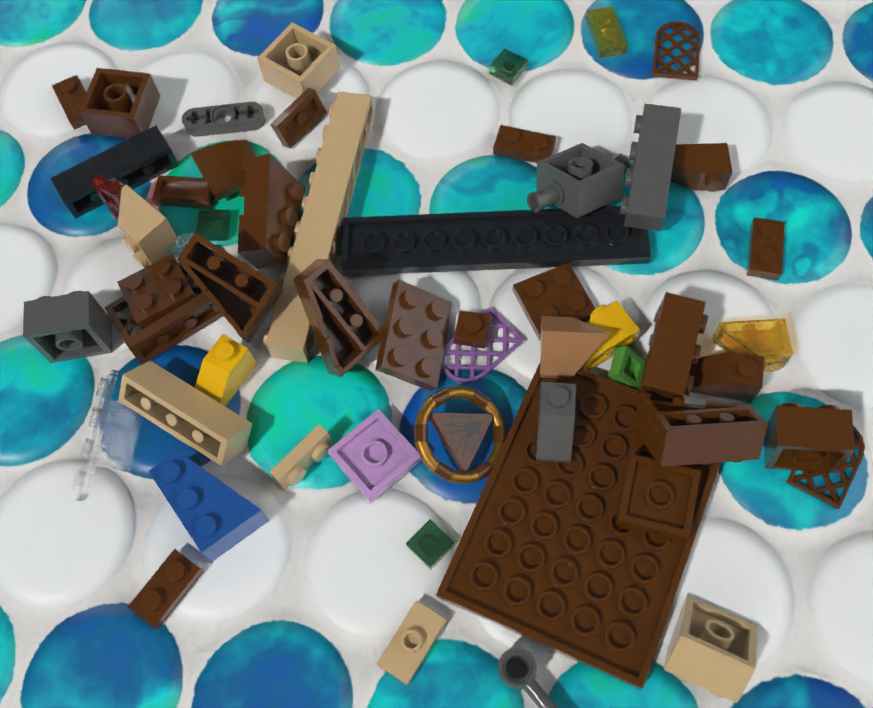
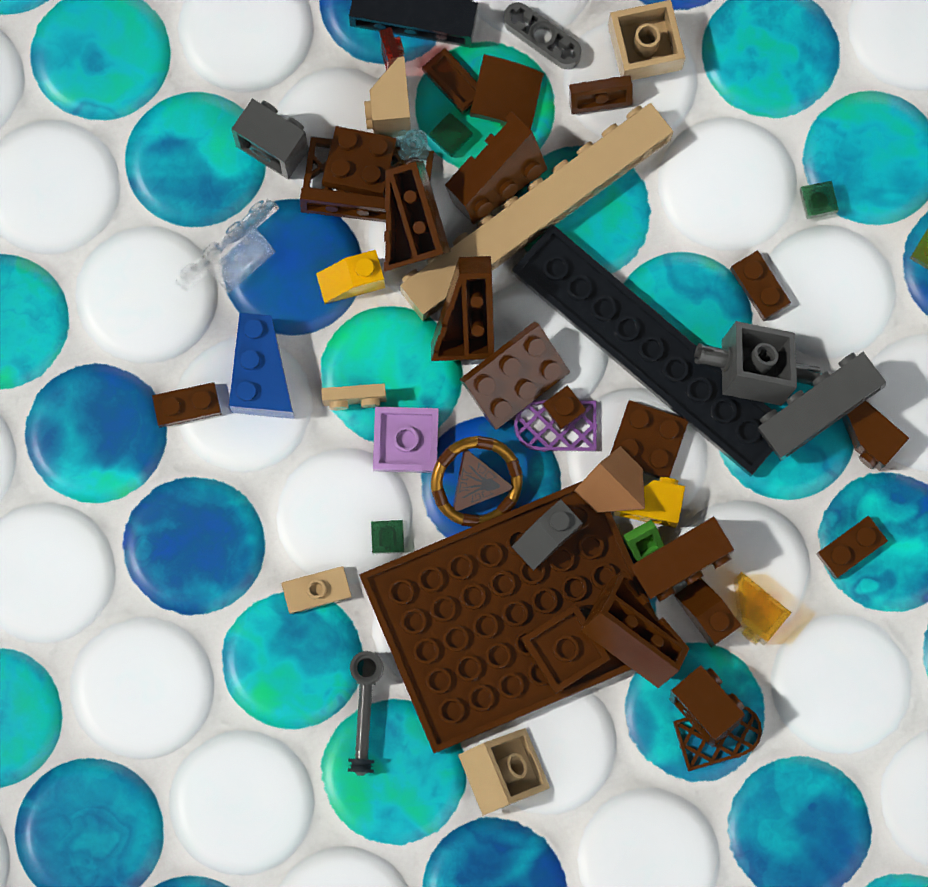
camera: 35 degrees right, 15 degrees up
(185, 412) = (300, 285): tan brick -> none

